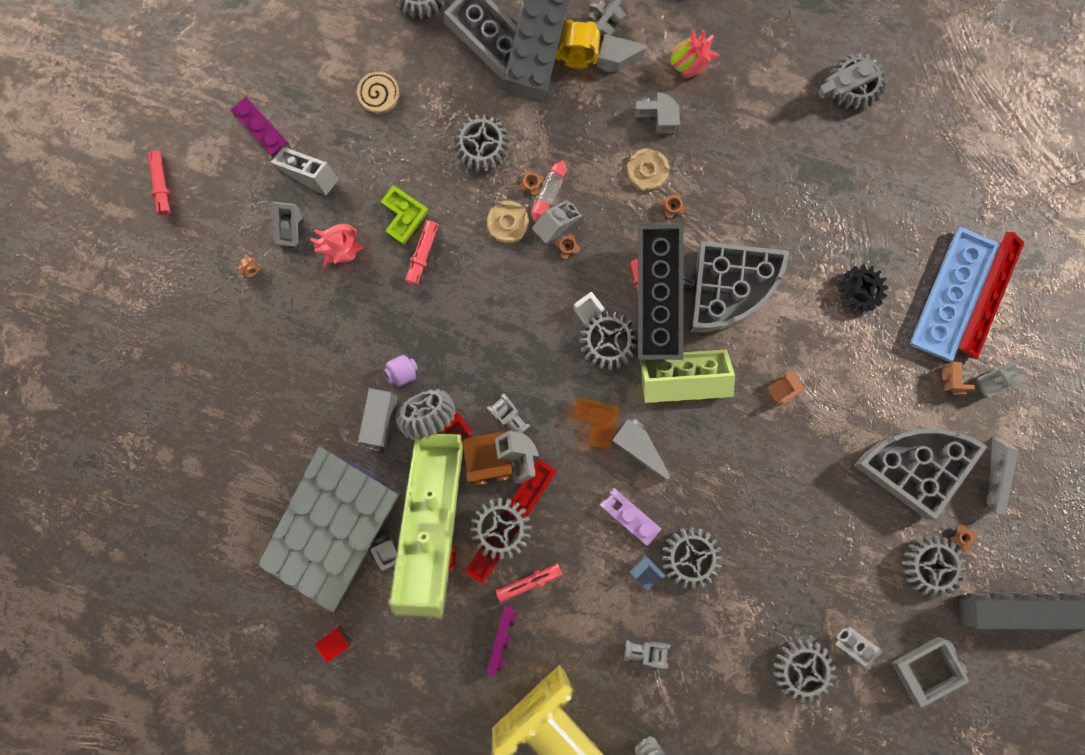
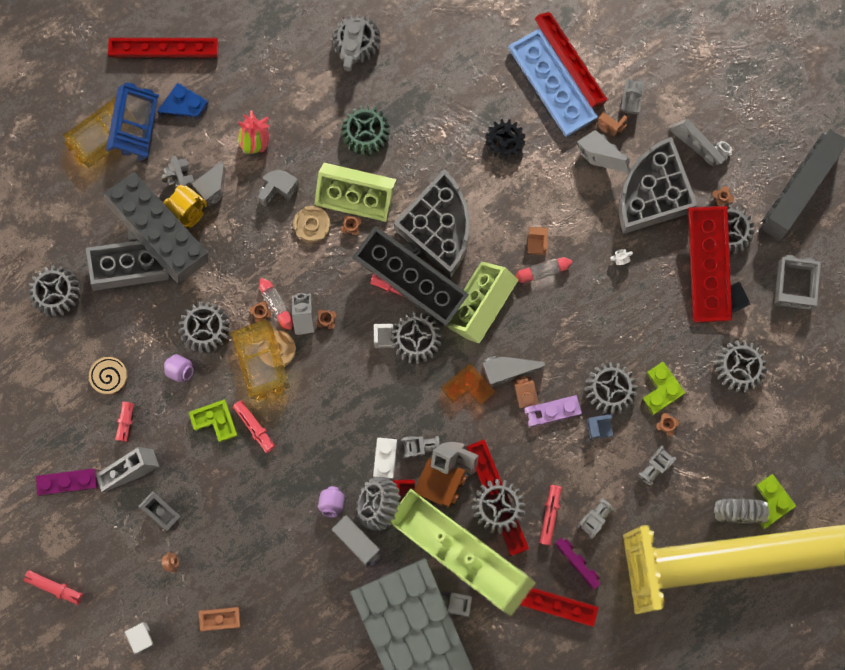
camera: 55 degrees left, 5 degrees down
(162, 287) = (139, 637): none -> white panel
(228, 347) = (219, 619): none -> nougat plate
(337, 244) = (203, 483): coral hair -> none
(346, 136) = (124, 421): none -> coral pin
(427, 148) = (178, 368): none -> lavender head
(450, 653) = (560, 606): none -> red plate
(473, 392) = (385, 458): none -> white brick
(485, 214) = (260, 360): none -> clear yellow door
(554, 628) = (593, 520): none -> light grey connector
(630, 477) = (525, 391): none -> nougat bracket
(700, 640) = (669, 430): none -> nougat plate
(707, 185) = (354, 192): none -> yellowish green slope
(728, 613) = (667, 388): none -> lime plate
(761, 413) = (543, 269): none -> piece
(790, 152) = (373, 119): none -> sand green gear
(829, 480) = (622, 257): none -> white plate
(857, 647) = (748, 318): light grey hips -> none
(871, 620) = (738, 297): none -> black bracket
(885, 571) = (710, 264): none -> red tile
(918, 388) = (600, 152): none -> light grey slope
(1014, 506) = (724, 148): none -> white plate

